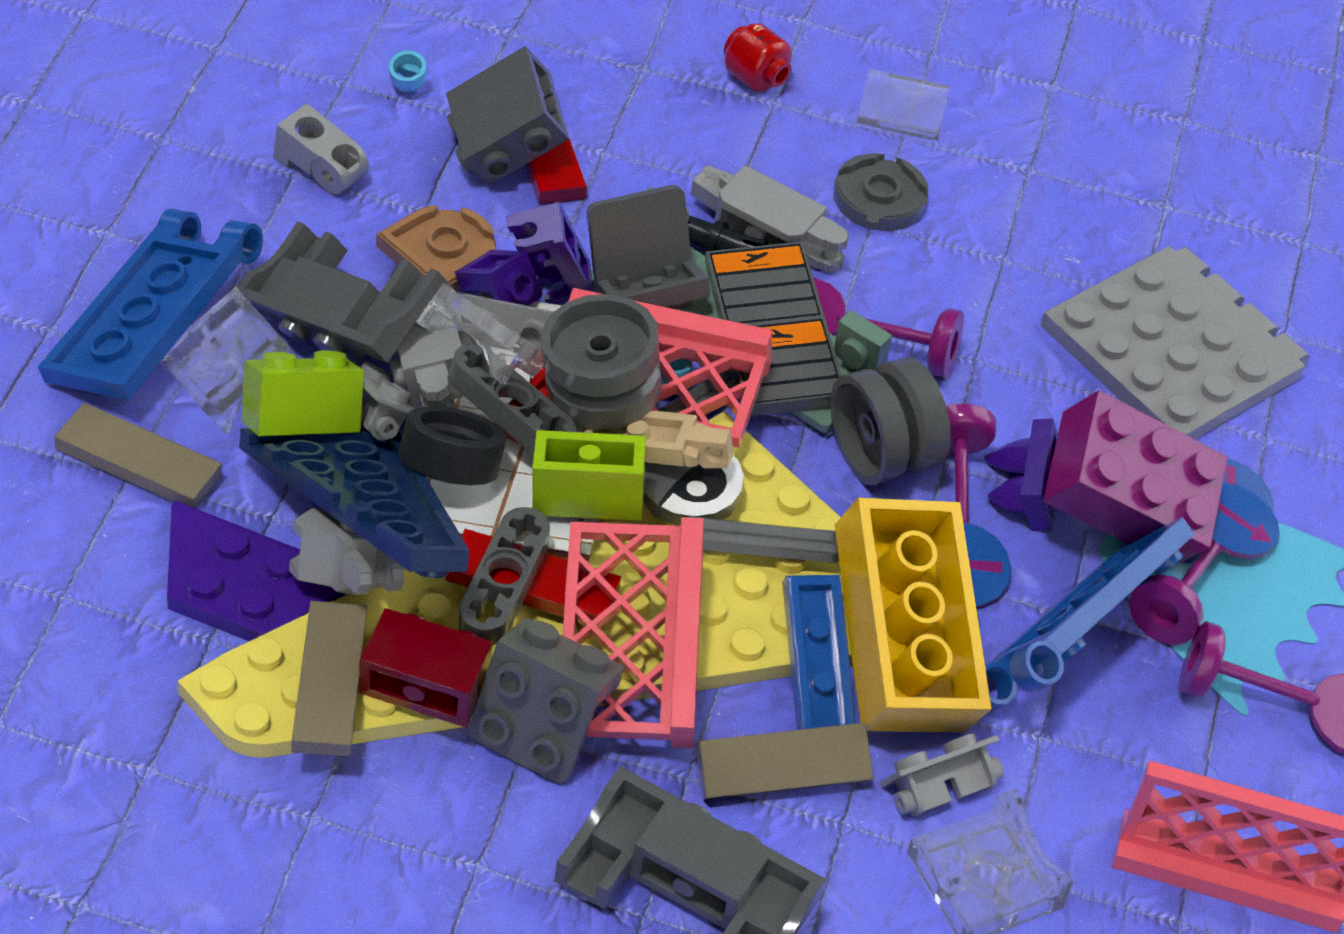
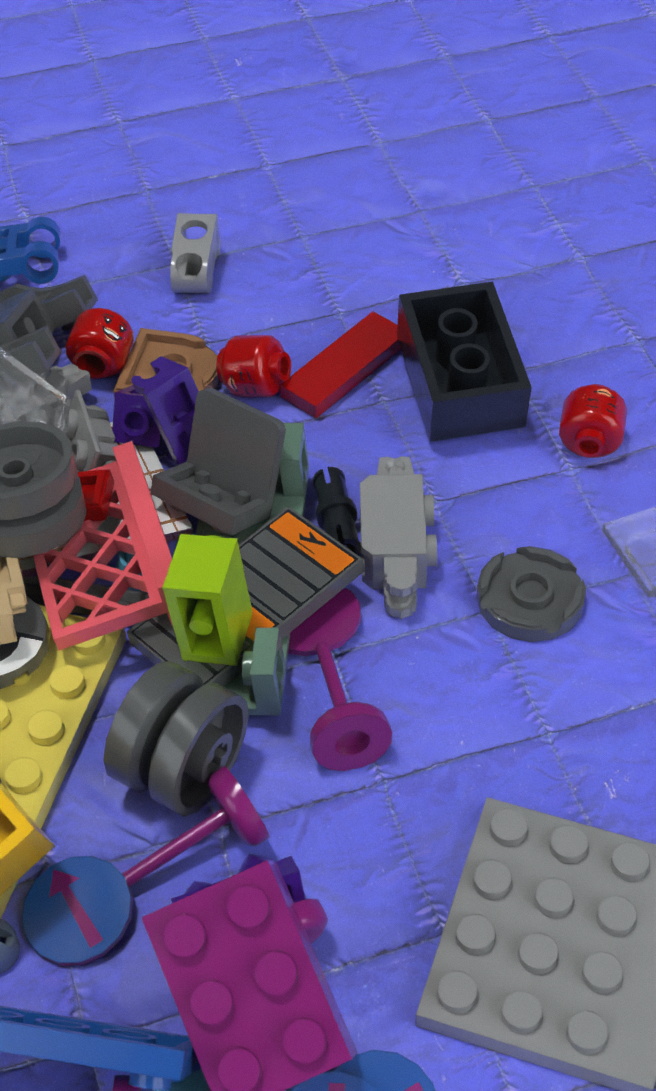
camera: 65 degrees right, 0 degrees up
(377, 254) = (100, 342): none -> red head
(411, 67) = (334, 242): medium azure hinge -> none
(506, 116) = (325, 312): dark grey brick -> none
(508, 189) = (253, 365): none -> red head
(638, 76) = (462, 361): none -> black brick
(807, 322) = (208, 599): none -> lime brick

